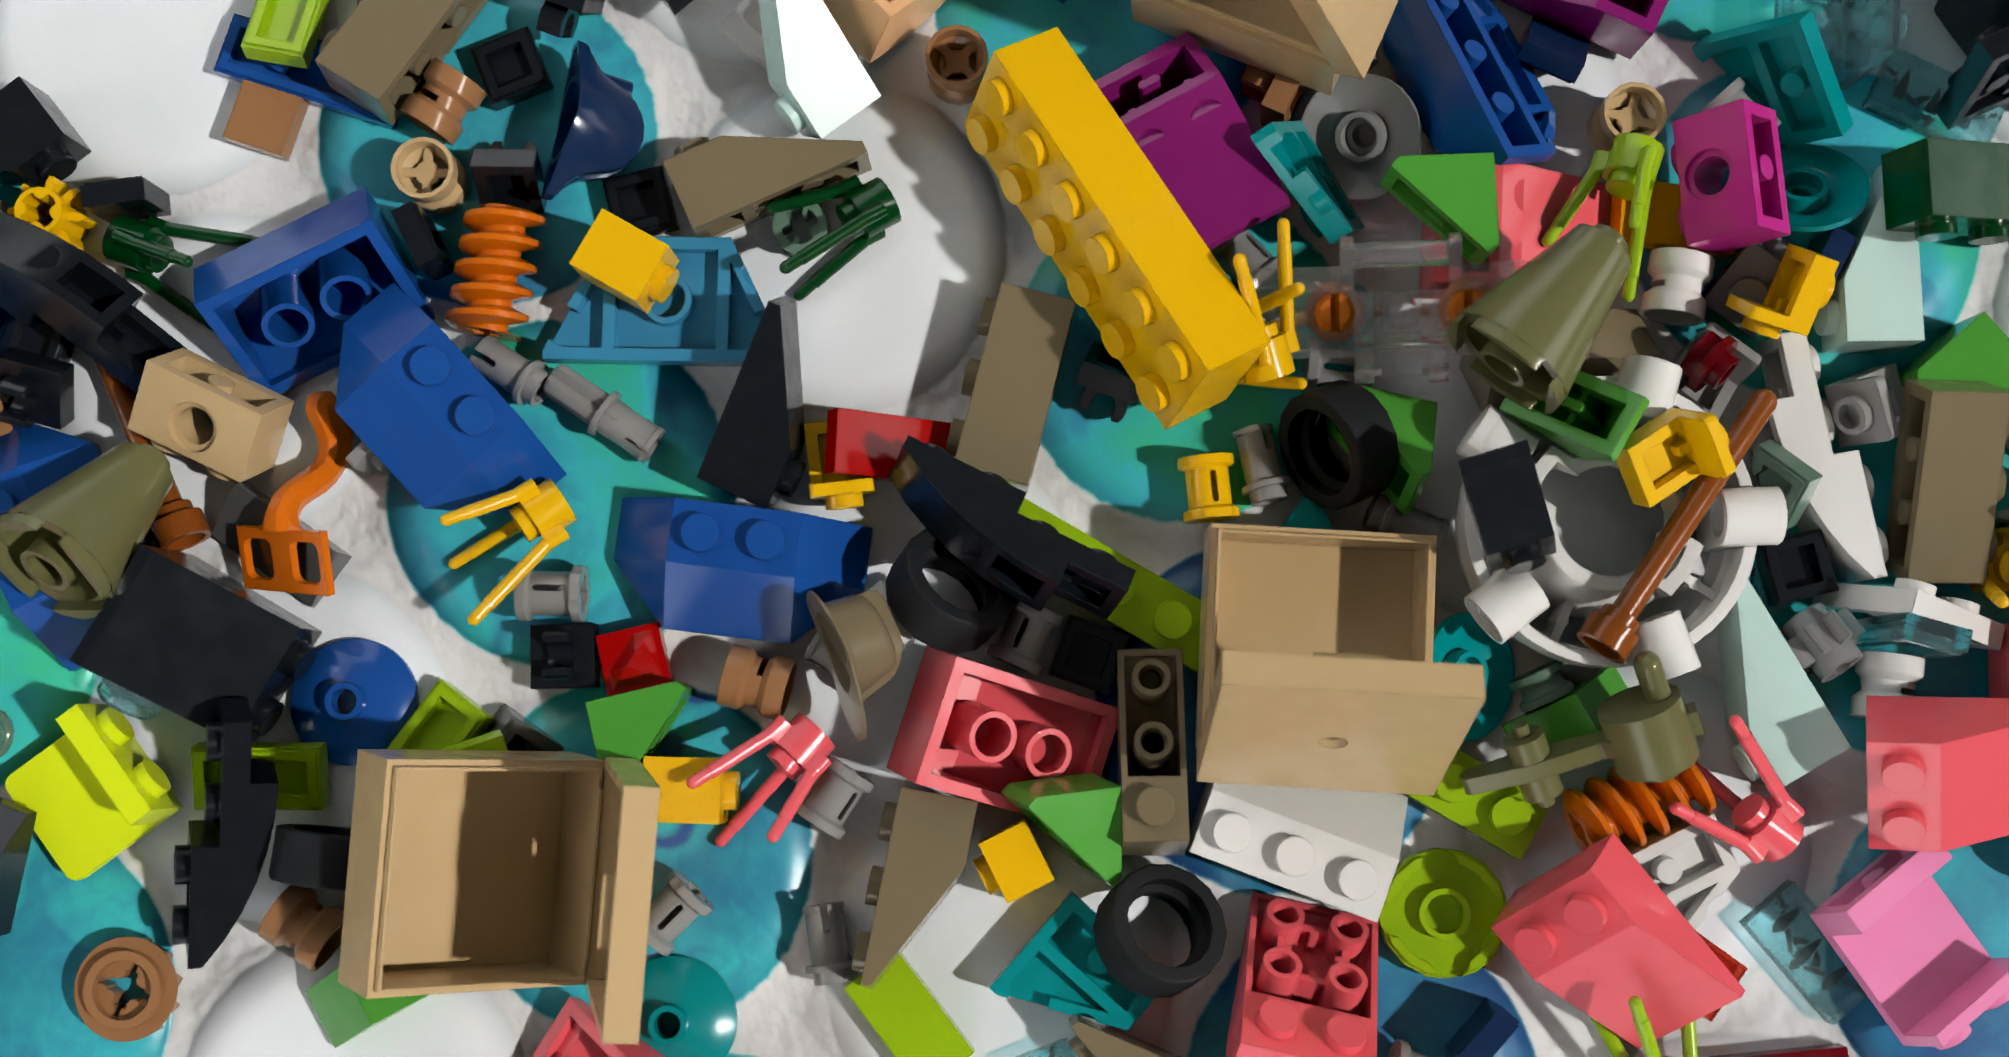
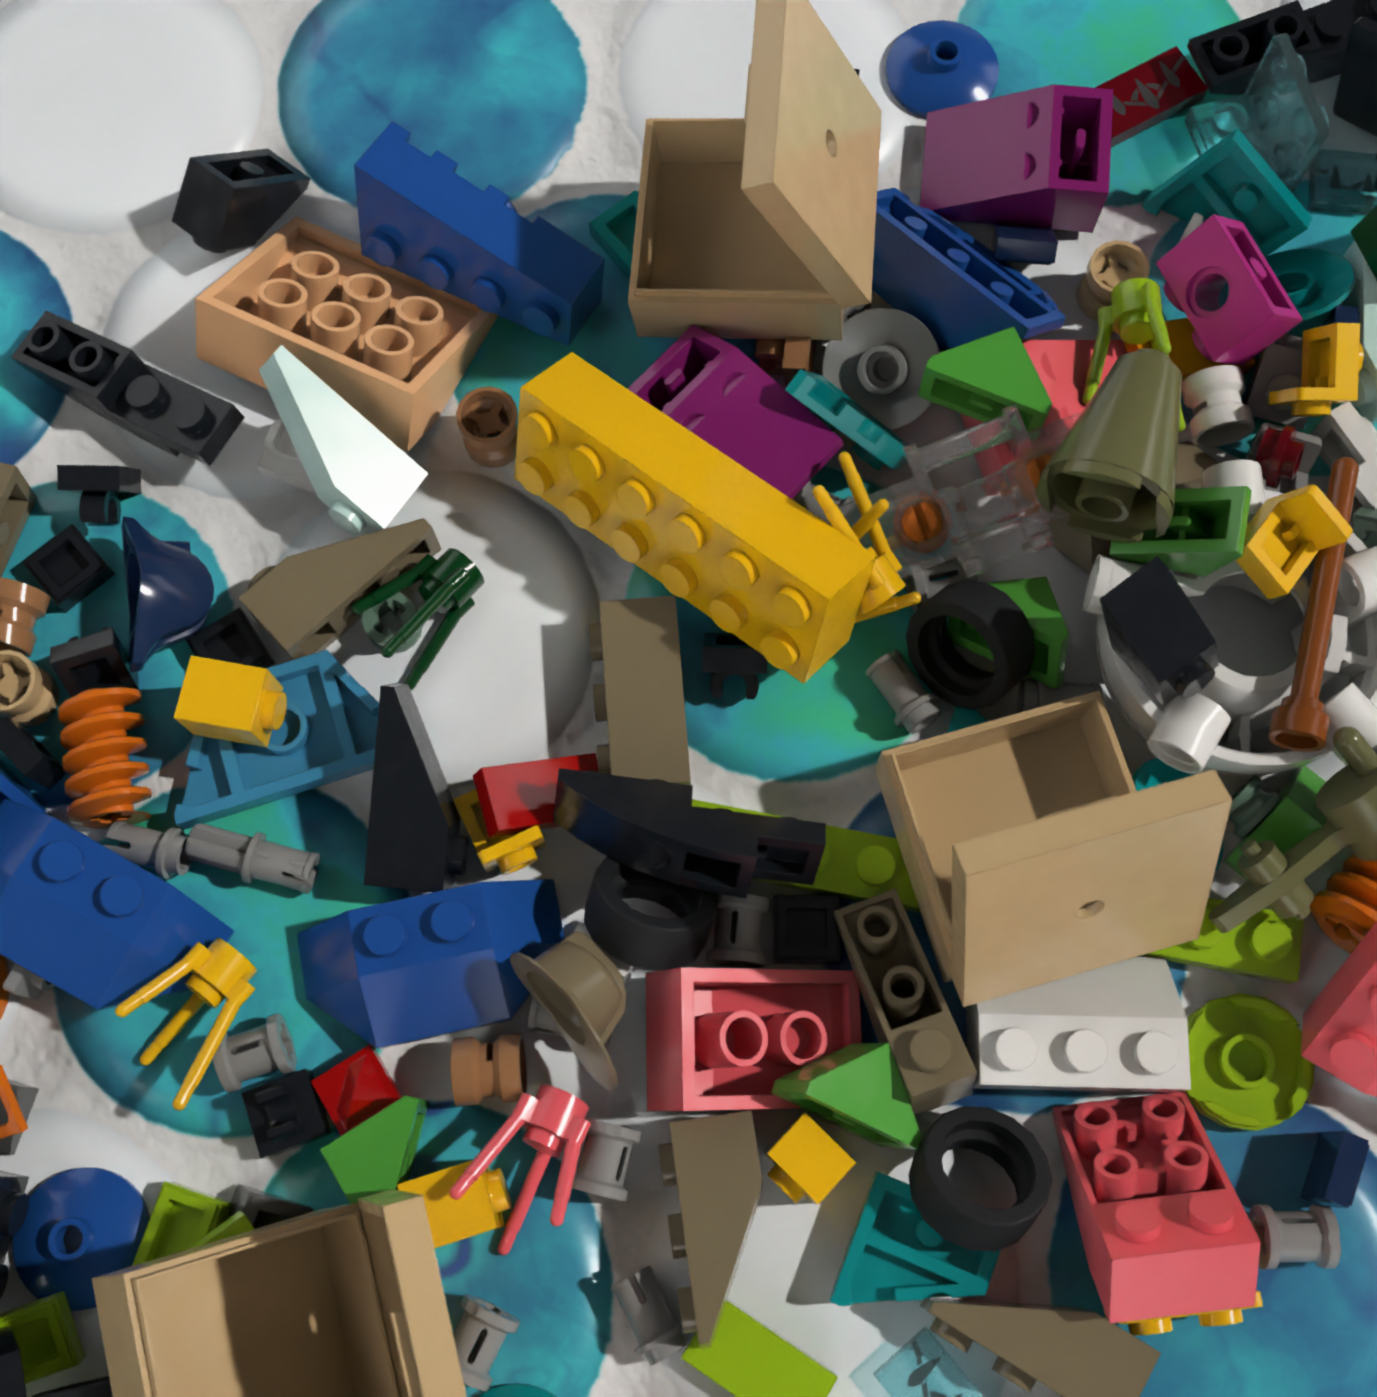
camera: 20 degrees left, 10 degrees down
(1208, 488) = (861, 728): yellow bush -> none

